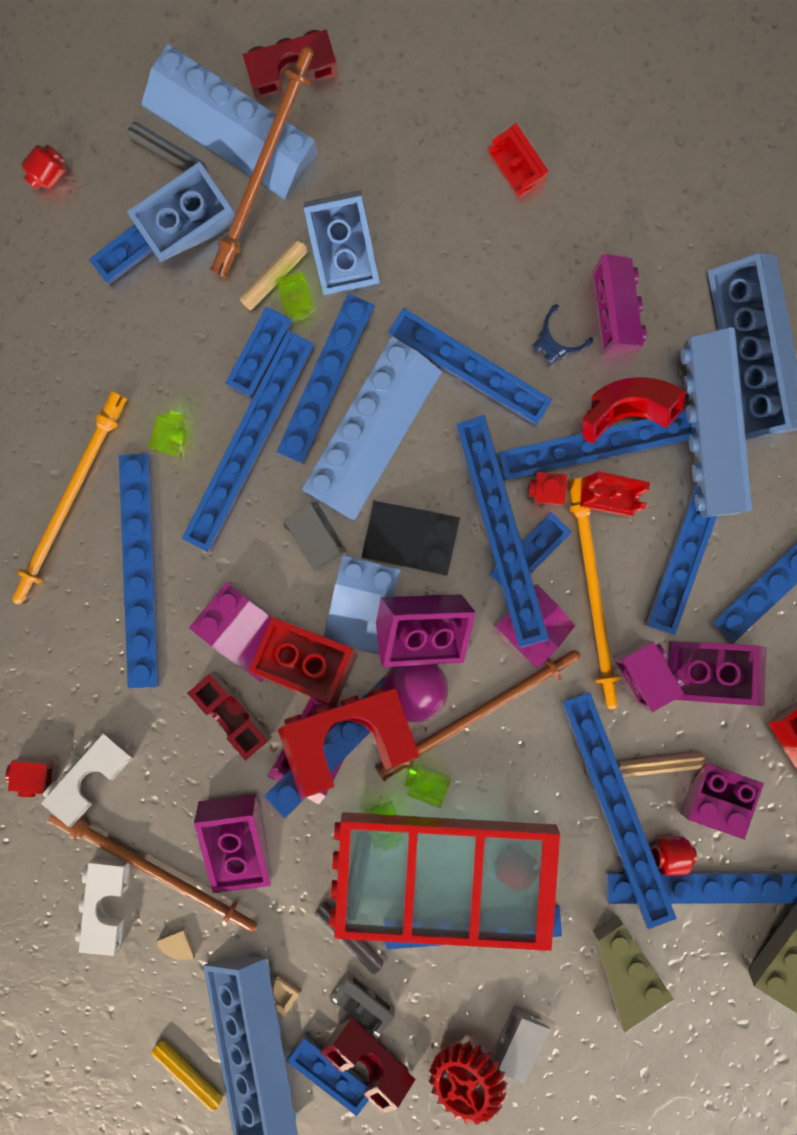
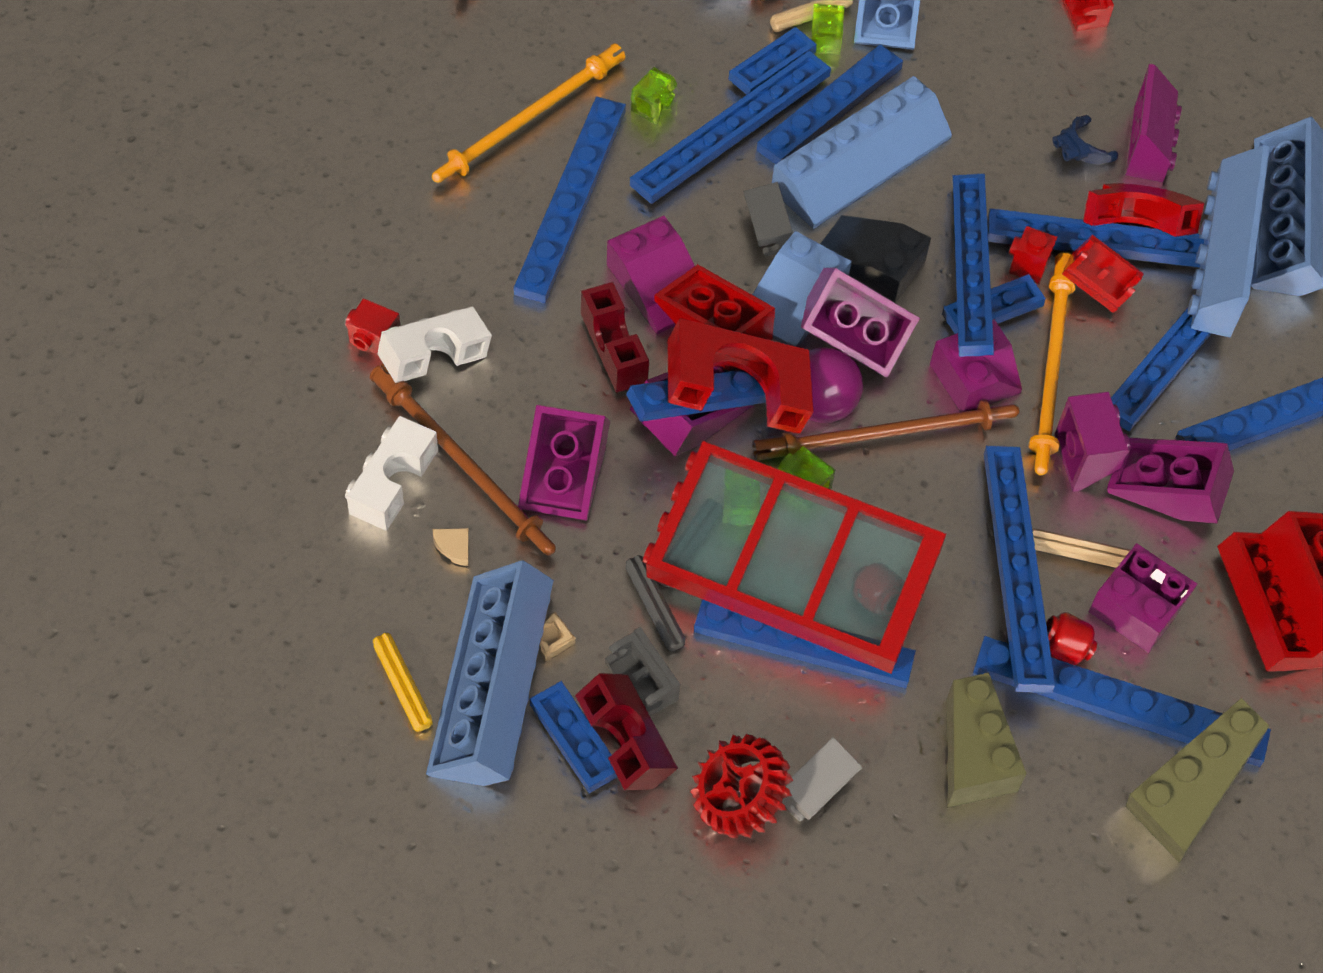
camera: 10 degrees right, 30 degrees down
(470, 366) = (991, 141): blue plate -> none

